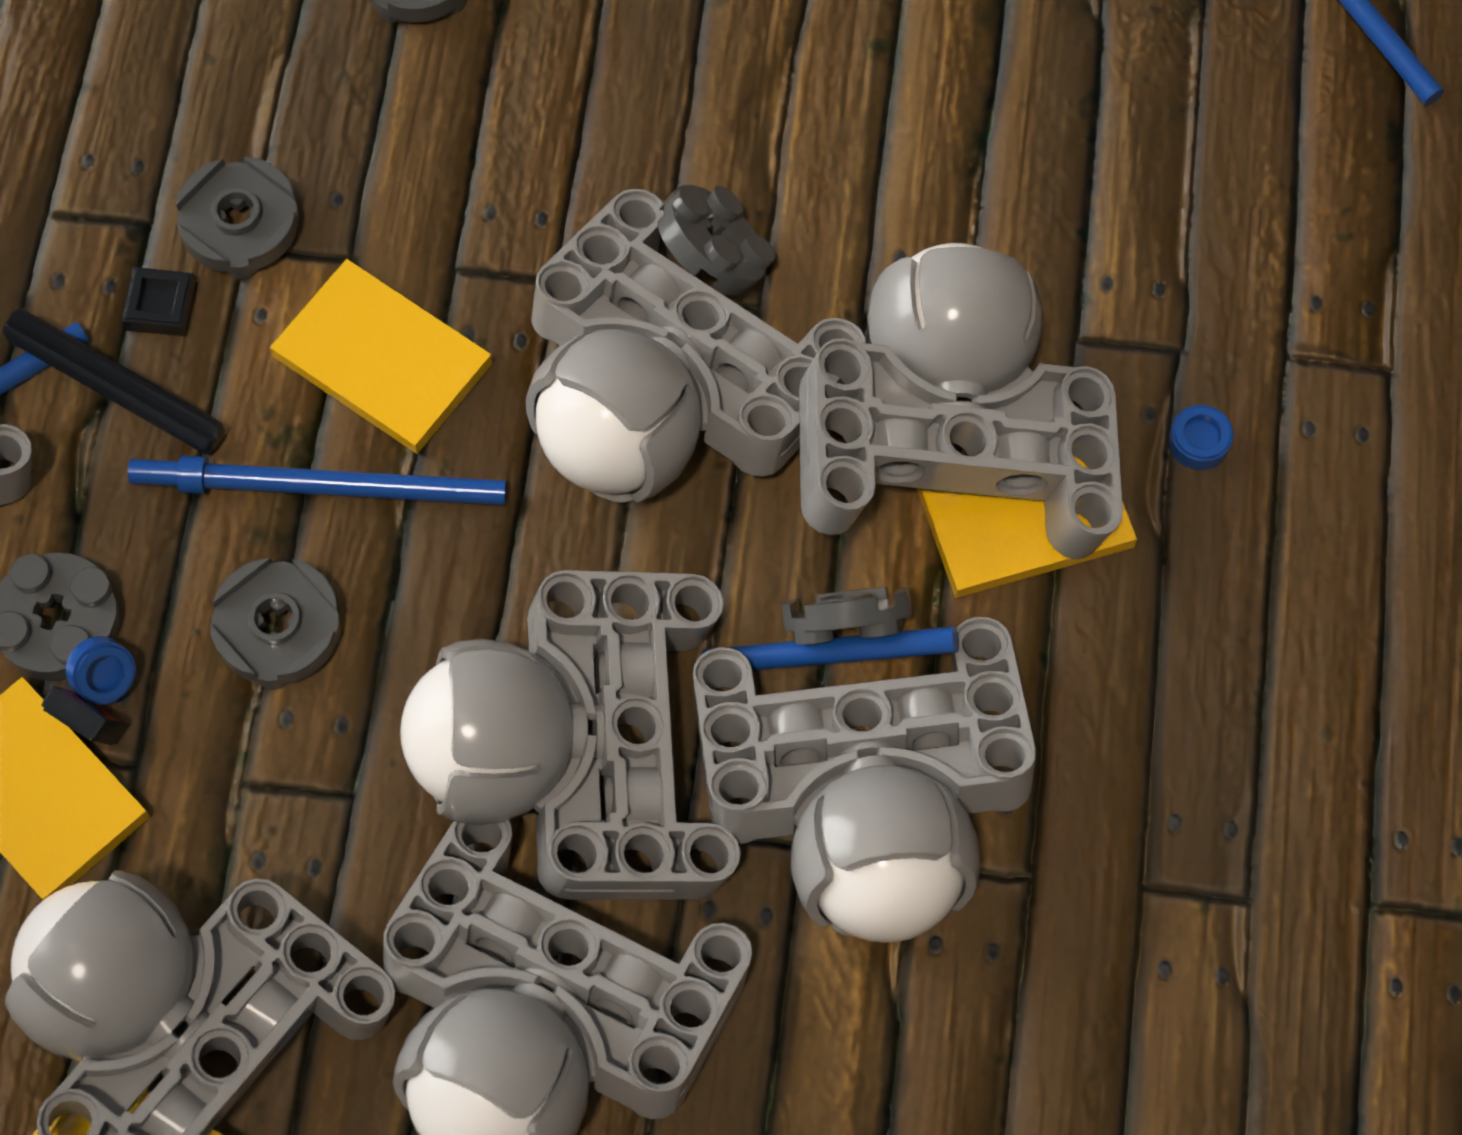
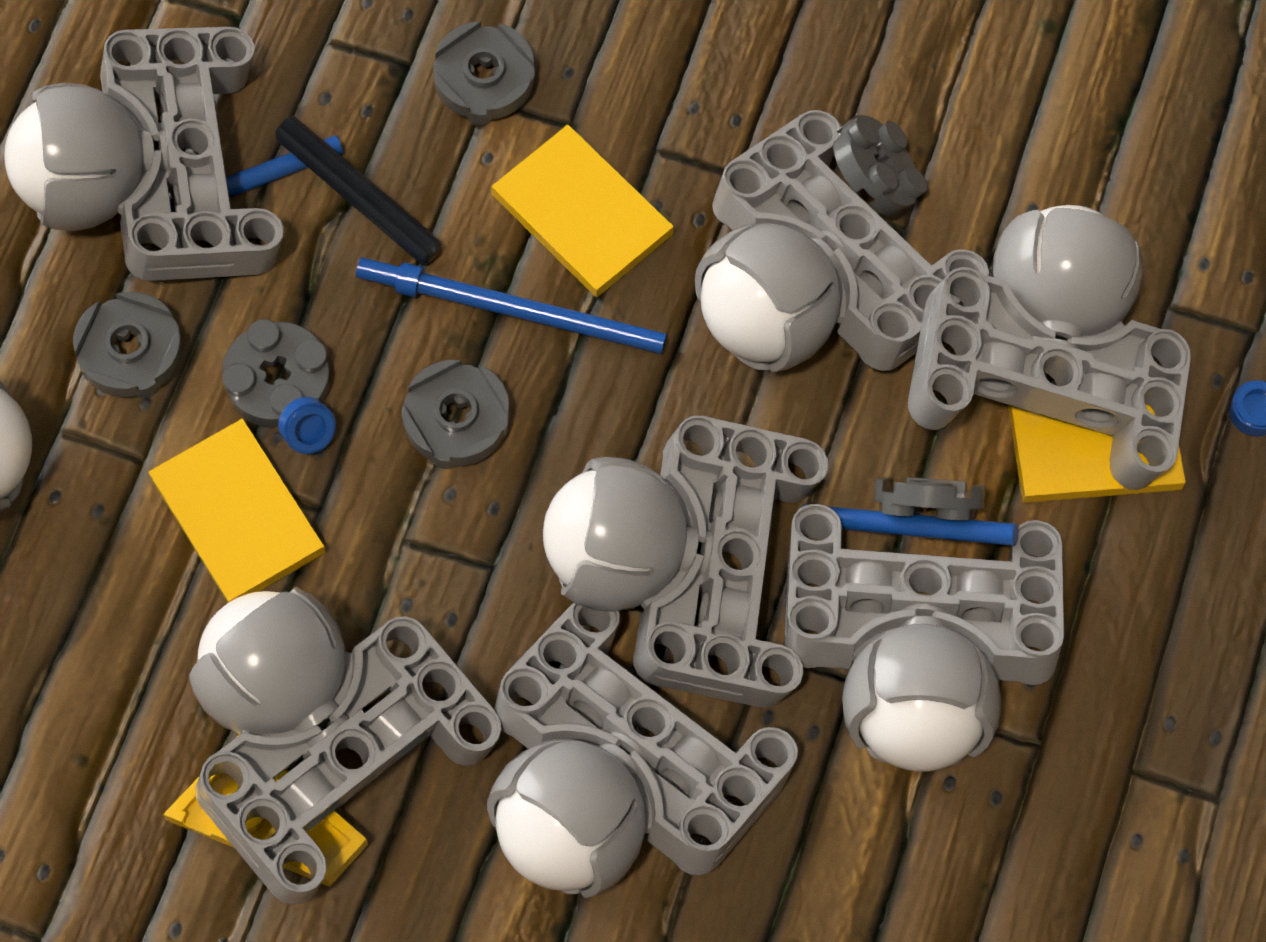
camera: 10 degrees right, 0 degrees up
(84, 716) = (287, 460): black tile -> none
(159, 301) = (406, 131): black tile -> none

